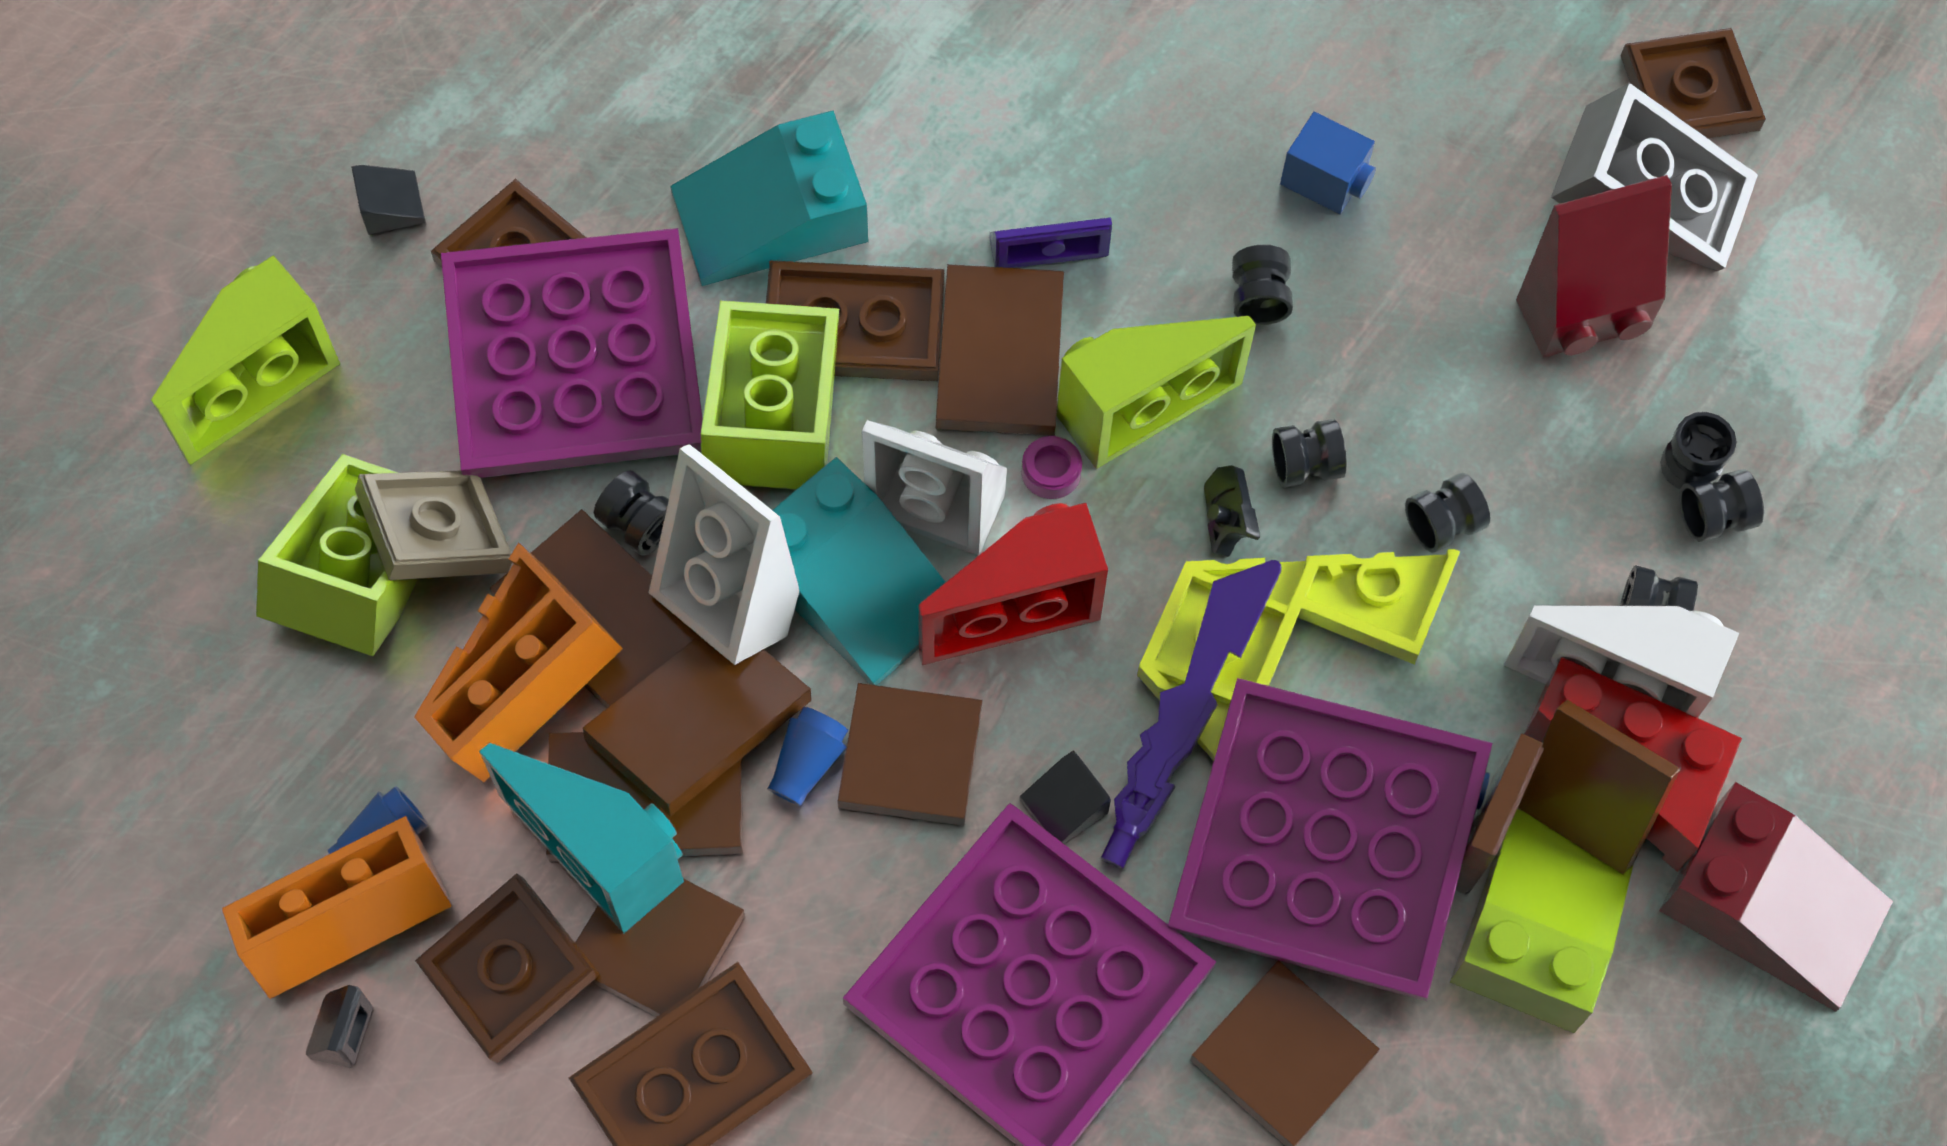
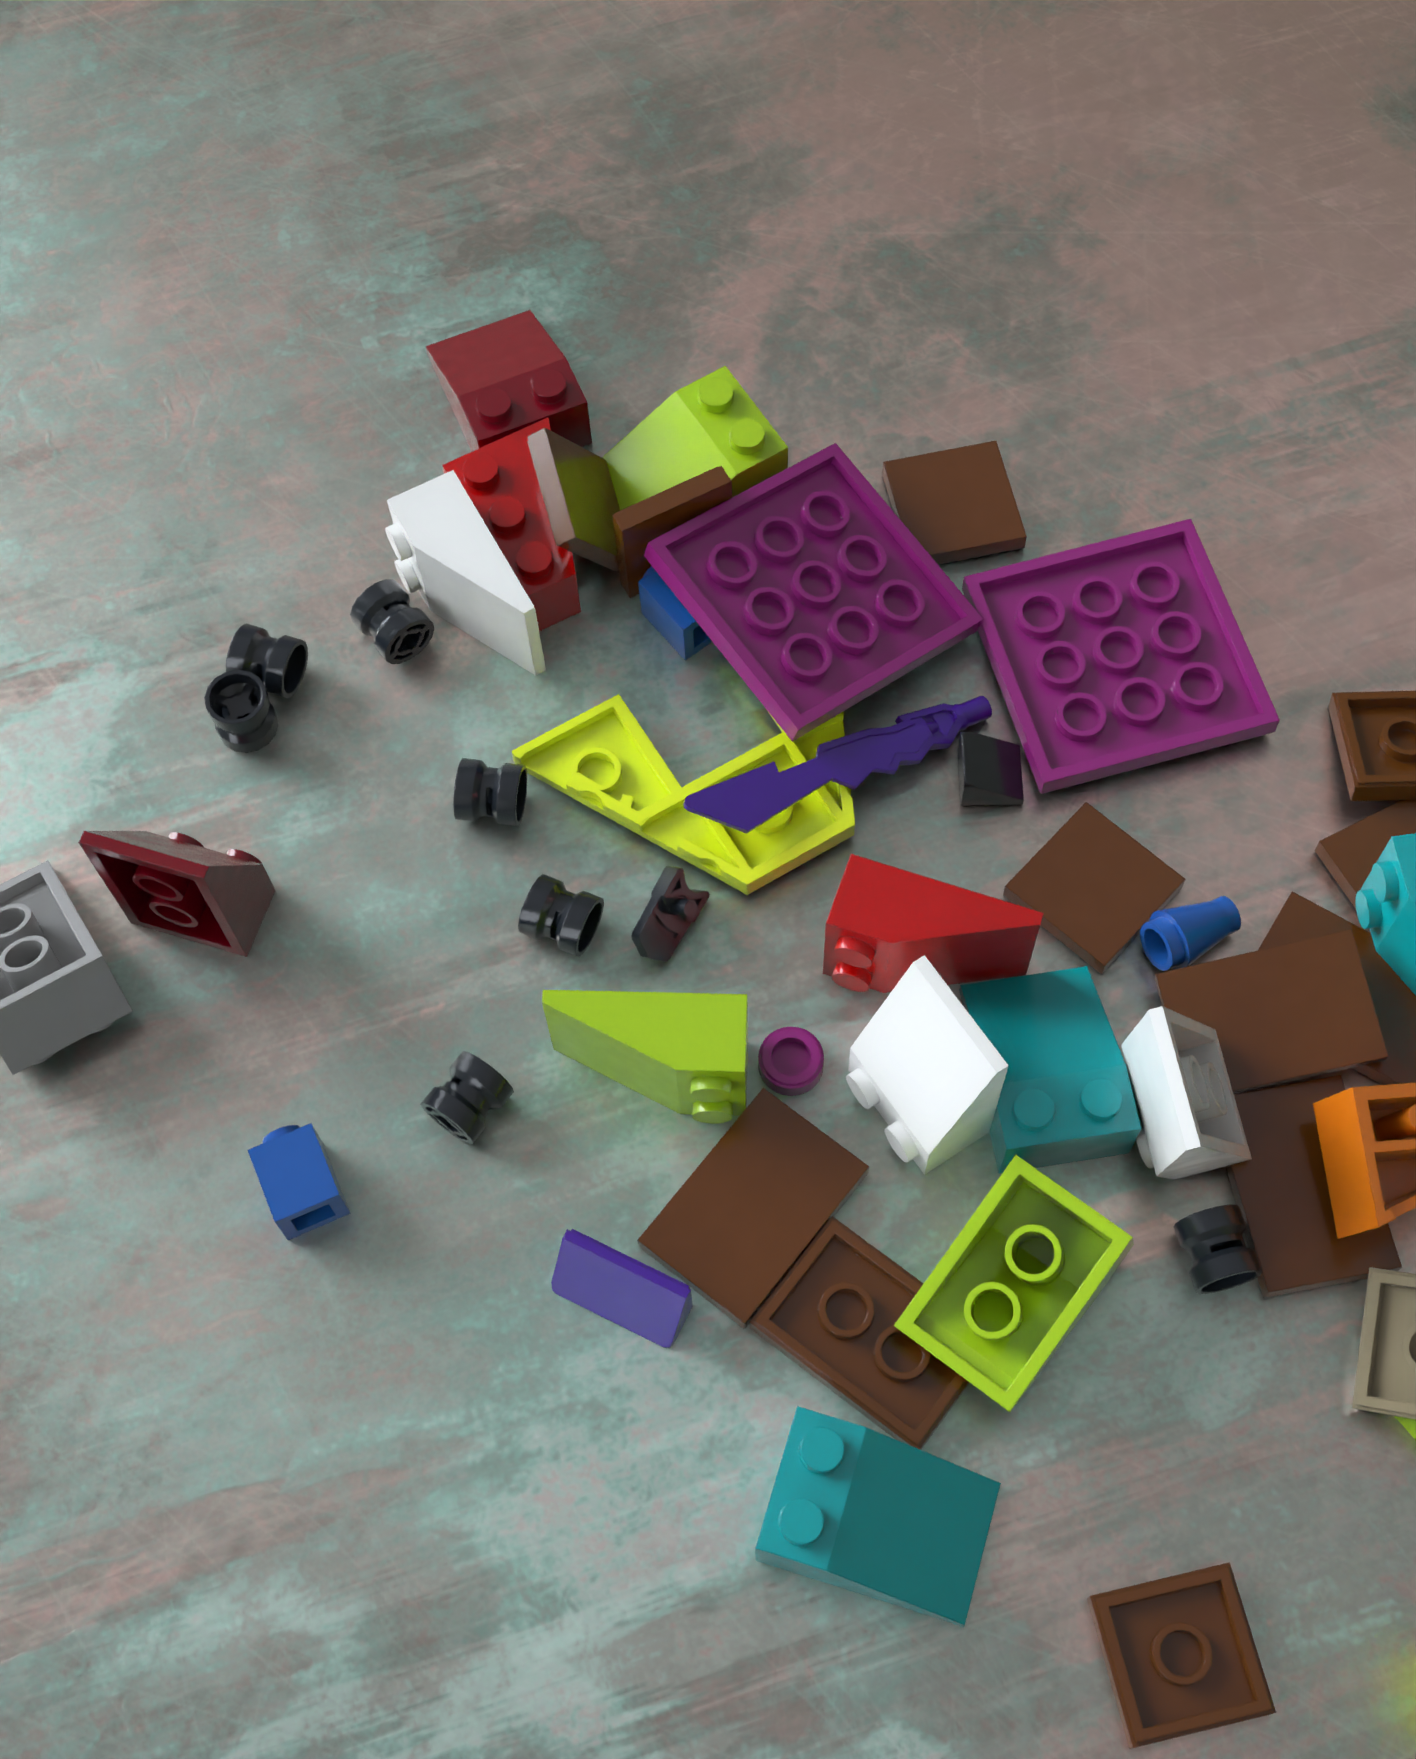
camera: 140 degrees left, 0 degrees up
(571, 353) = (1191, 1471): magenta plate -> none

